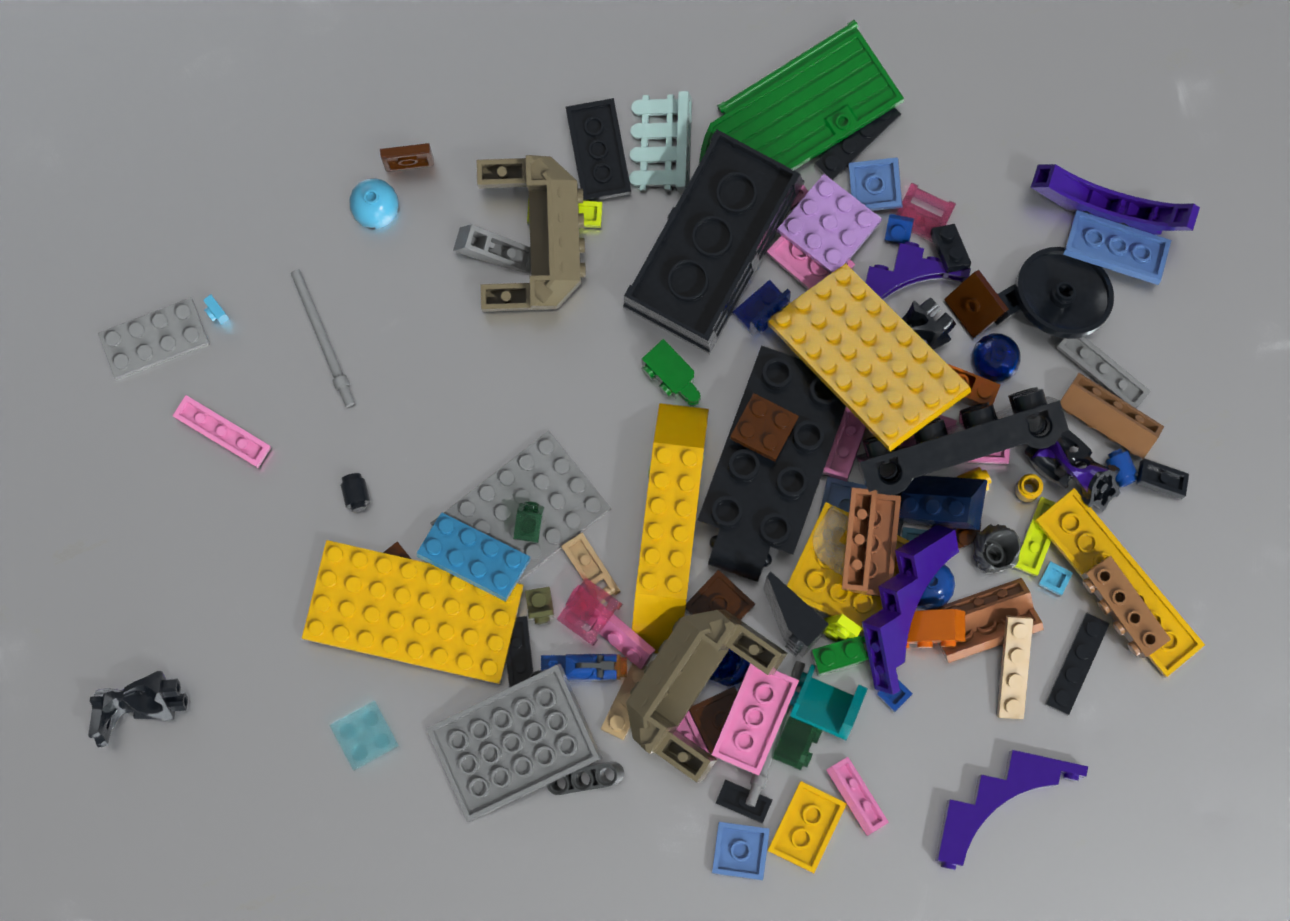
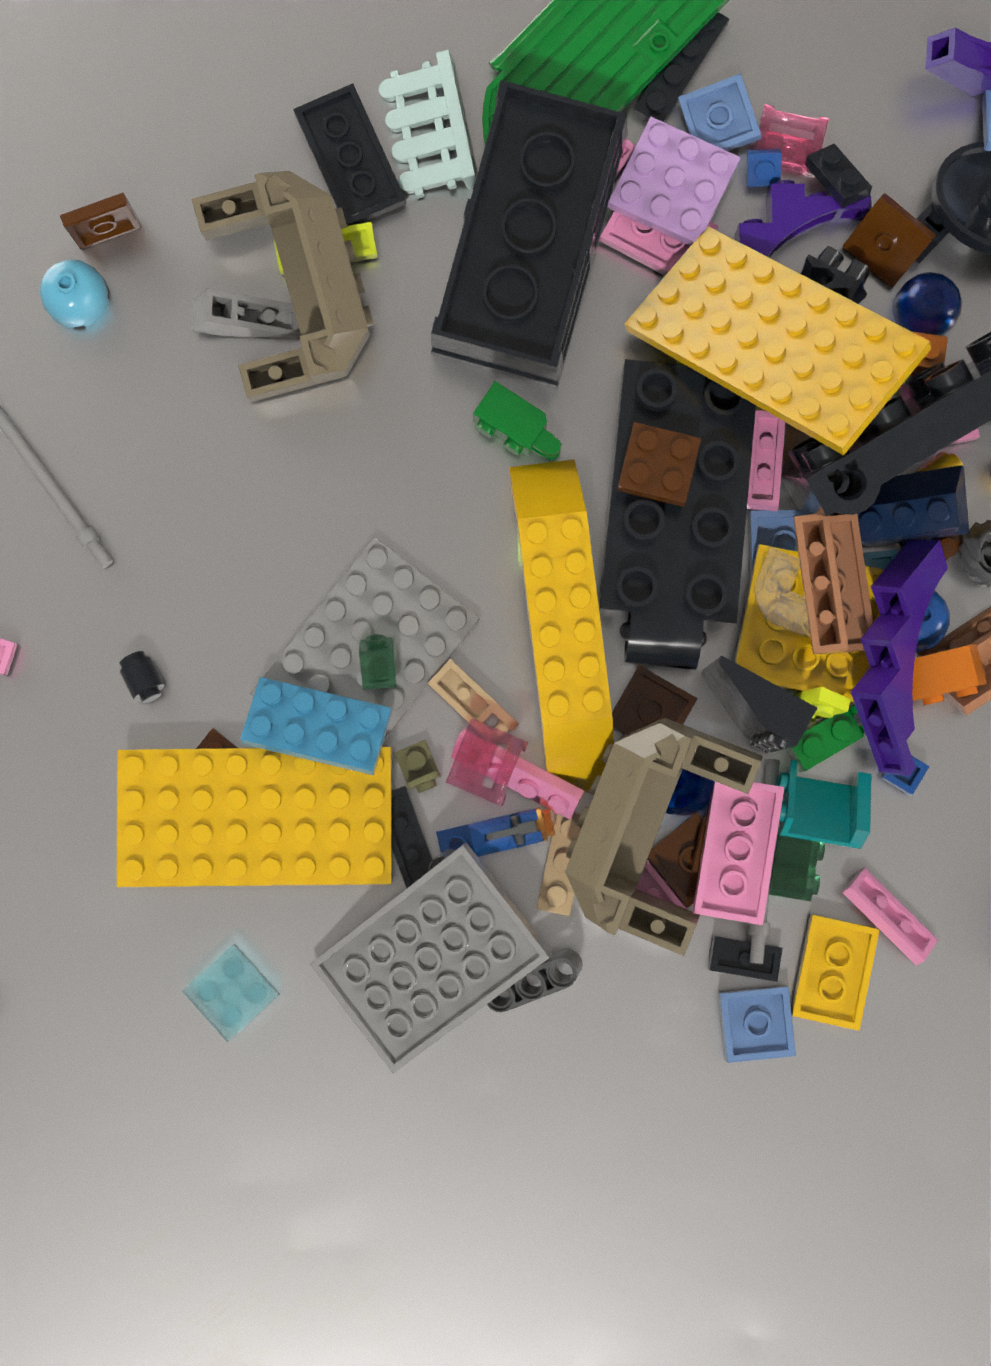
camera: 15 degrees left, 5 degrees up
(760, 306) = (611, 310): clear blue bracket -> none

